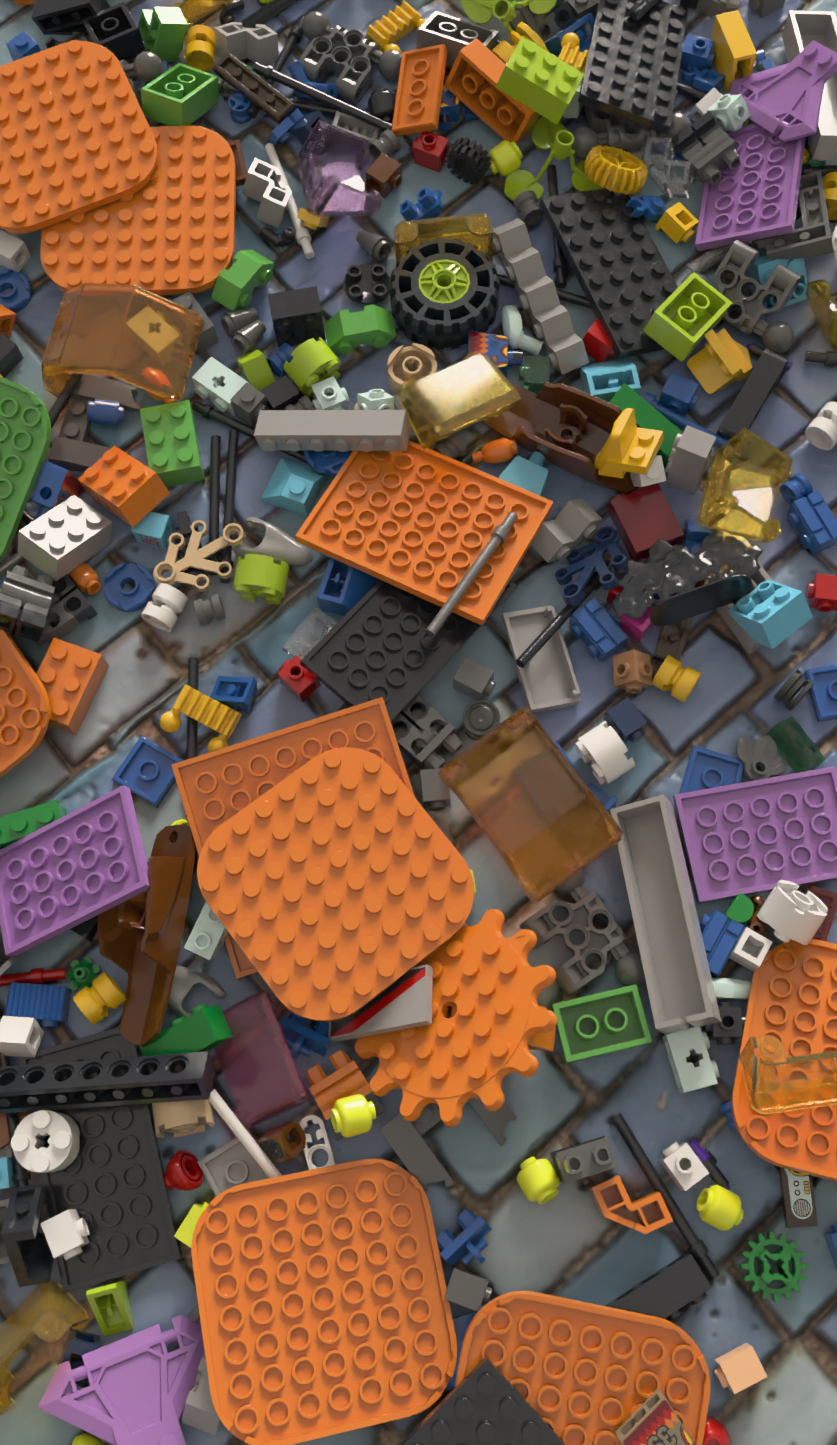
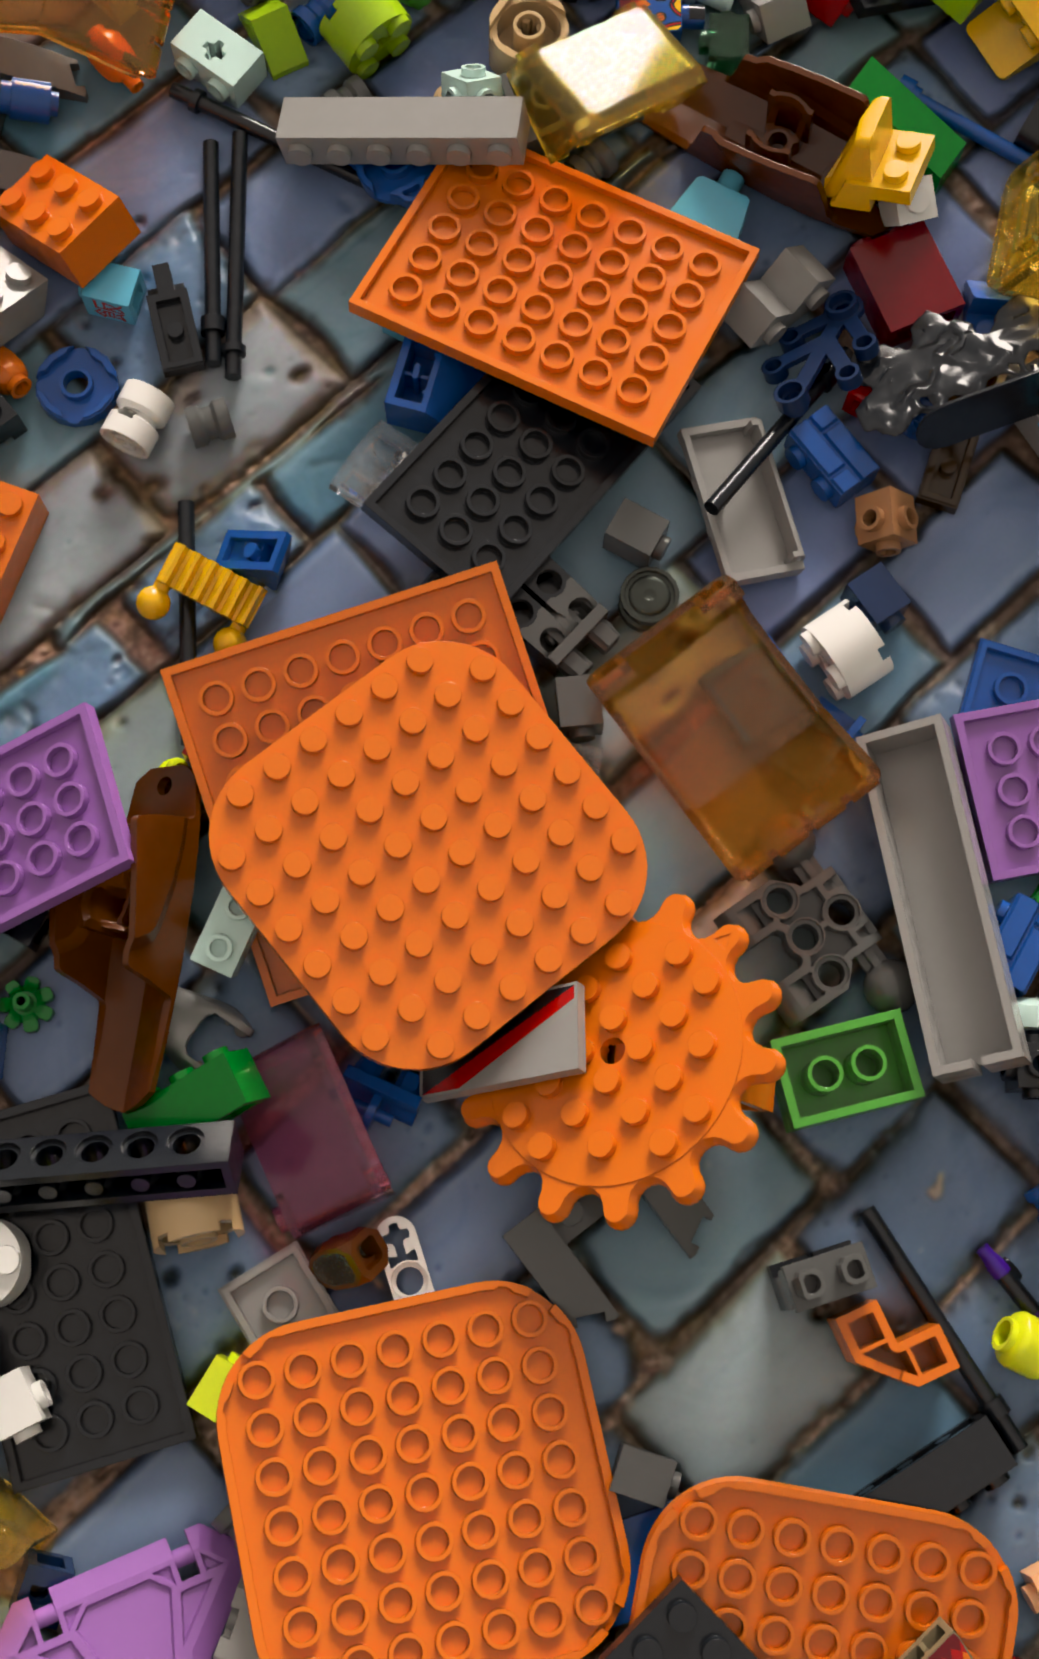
camera: 10 degrees left, 5 degrees up
(99, 998) = (54, 1039): yellow wheel -> none
(111, 1307) = (90, 1514): lime slope -> none
(147, 771) = (119, 681): blue tile -> none
(172, 443) = (141, 150): bright green brick -> none
(183, 1172) = (196, 1306): red brick -> none
(196, 557) = (186, 338): tan plant -> none
(243, 1135) = (290, 1249): white bar -> none
(248, 403) = (263, 87): dark grey brick -> none
(260, 578) = (292, 372): lime brick -> none
(276, 545) = (314, 323): light grey animal -> none
(281, 393) = (315, 72): black brick -> none
(293, 487) = (339, 225): medium azure slope -> none
(297, 679) = (355, 533): red brick -> none
(329, 395) = (394, 74): light aqua brick -> none
(342, 1083) = (438, 1173): orange hips -> none
(352, 1115) = (463, 1215): neon yellow head -> none
(468, 1243) = (646, 1400): blue hips -> none
(496, 451) = (665, 169): orange plant -> none
(498, 537) = (675, 304): flat silver bar -> none
(538, 1180) = (750, 1309): neon yellow head -> none
(607, 377) = (844, 49): medium azure slope -> none
(638, 627) = (892, 452): dark pink panel -> none
(676, 678) = (954, 532): yellow wheel -> none
(678, 1048) = (983, 1146): light aqua brick -> none
(679, 394) = (955, 78): blue brick -> none
(683, 1165) = (971, 1283): white brick -> none
(689, 459) = (974, 181): light grey wedge -> none

